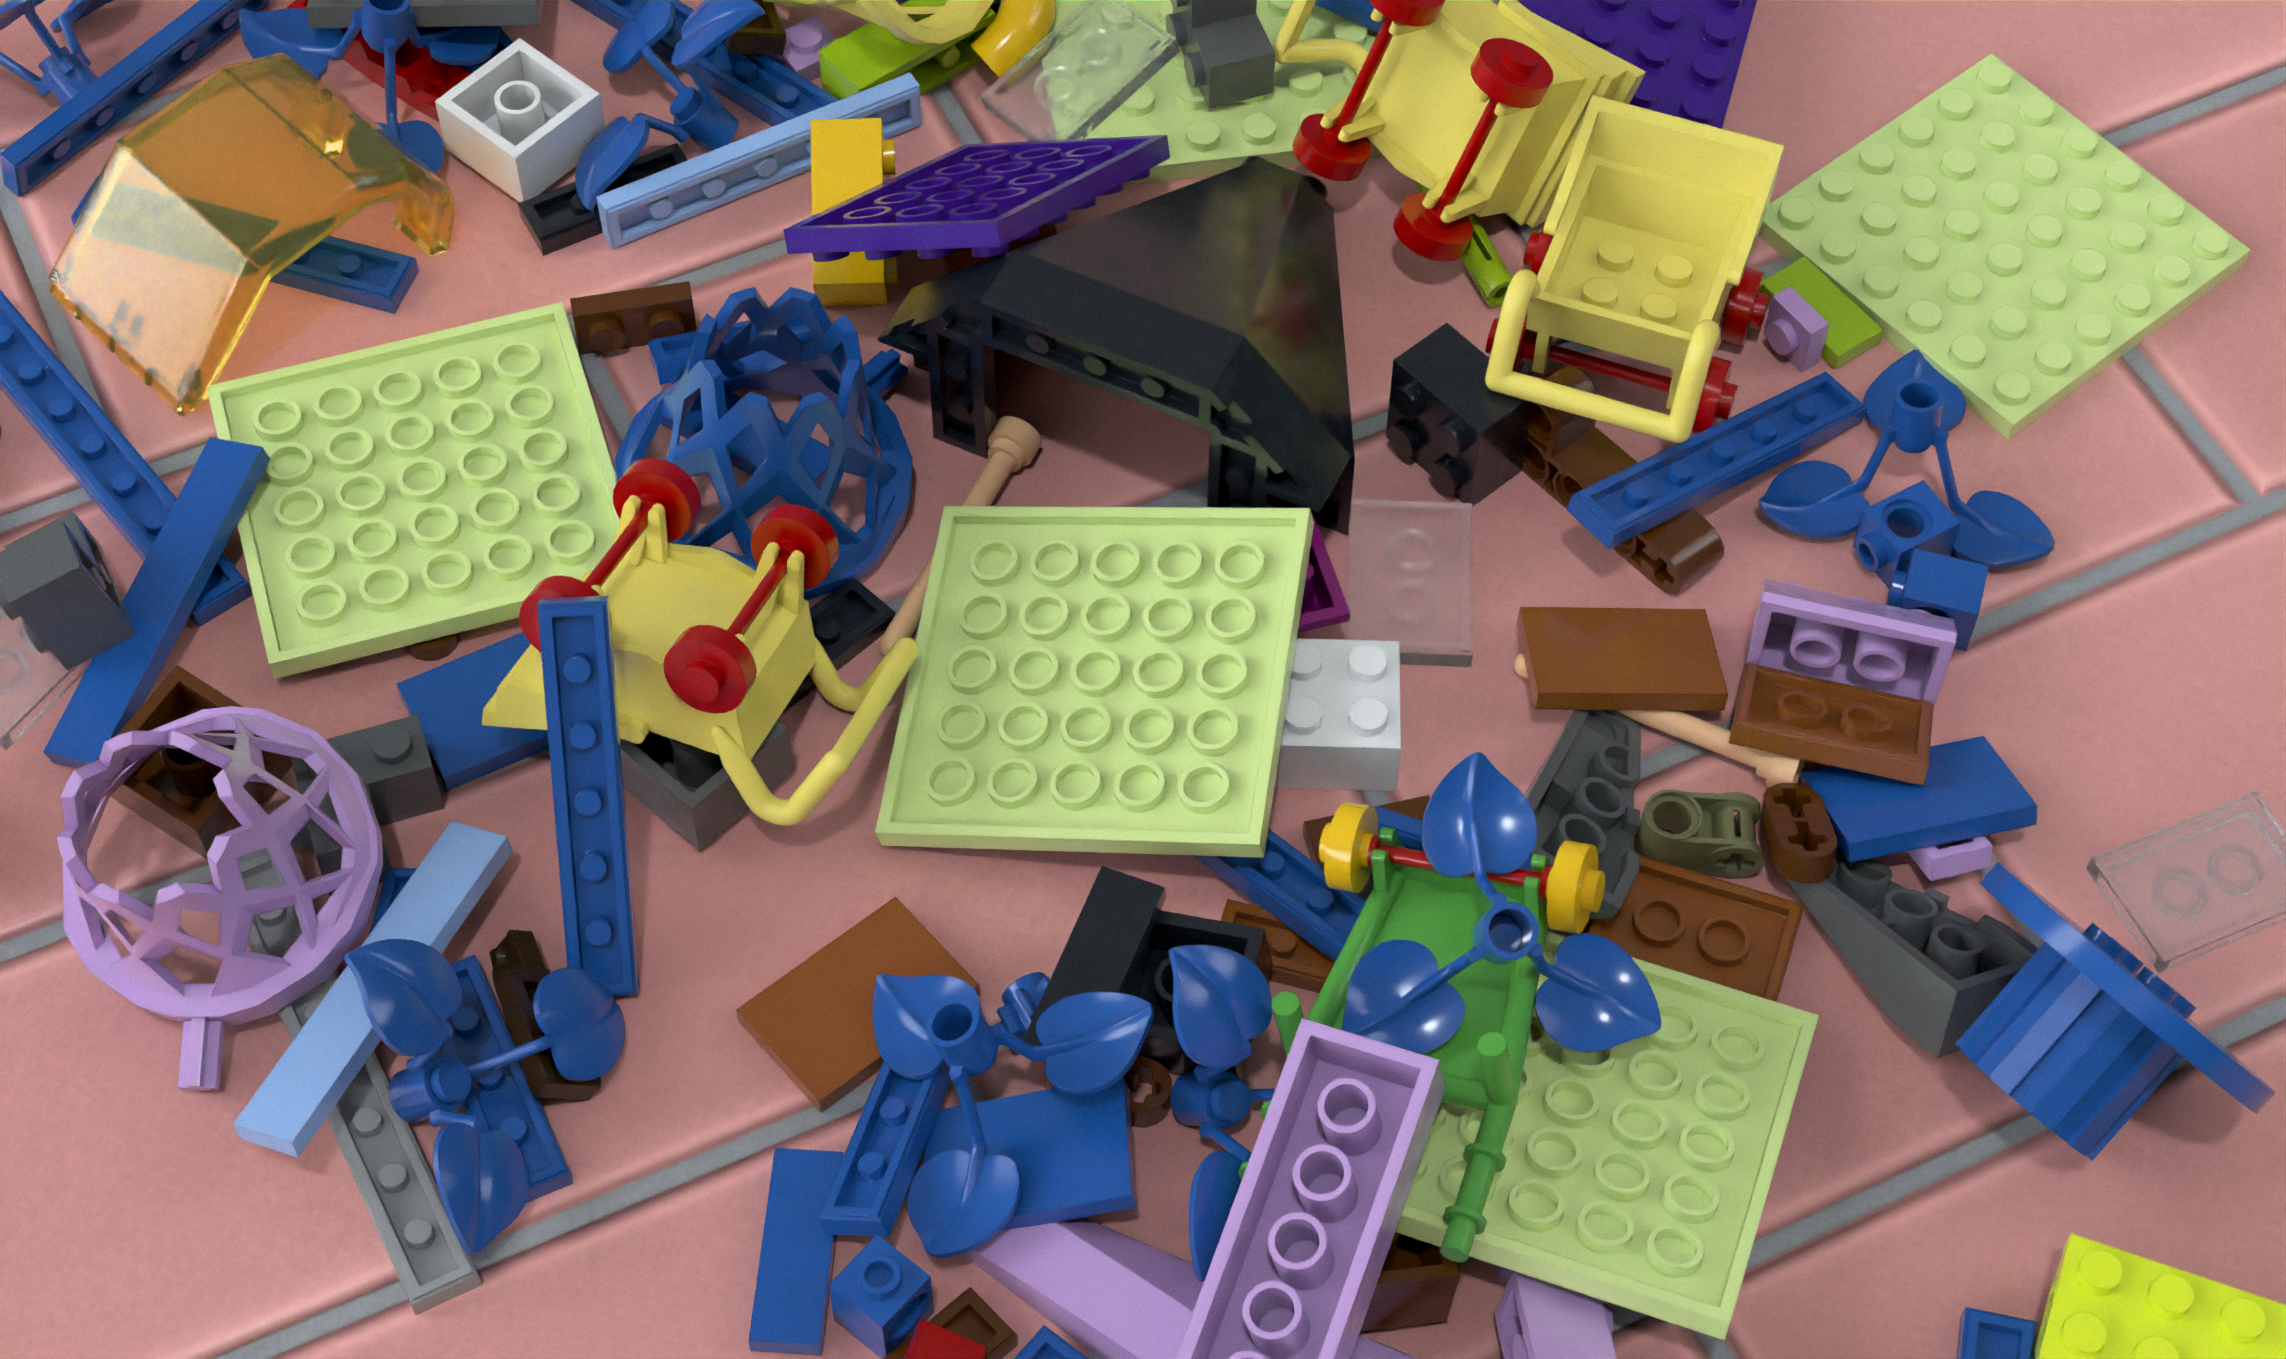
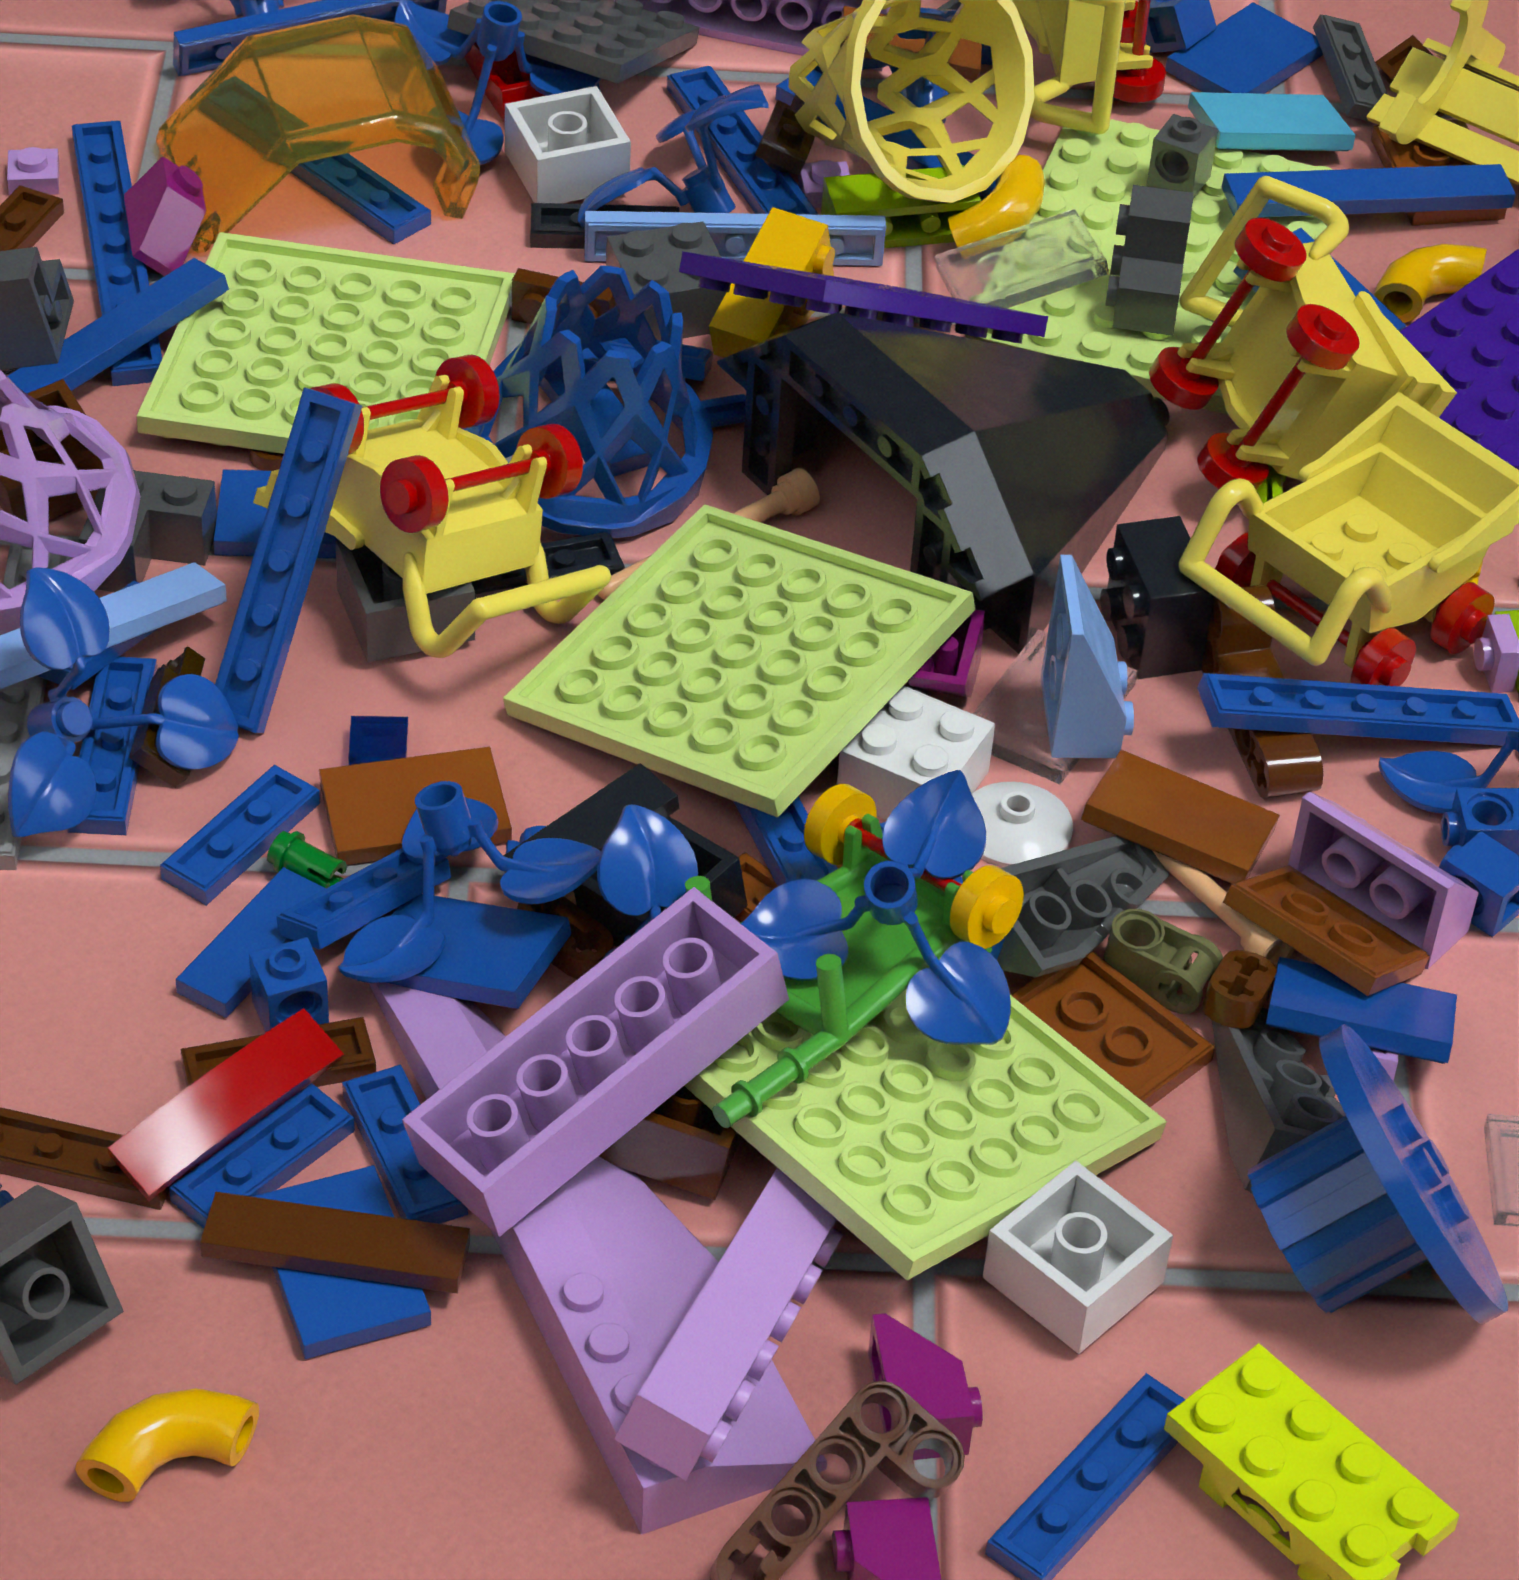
camera: 25 degrees right, 10 degrees down
(134, 393) = (164, 215): none -> magenta slope
(697, 1127) = (239, 834): none -> blue tile
(726, 240) = (657, 257): none -> dark grey brick
(772, 944) = (377, 738): none -> clear blue tile
(793, 1128) = (304, 859): none -> green pin
(1435, 746) = (1022, 822): none -> white dish
(1449, 551) = (1082, 675): none -> light blue slope
(1840, 1217) = (1077, 1256): none -> white brick

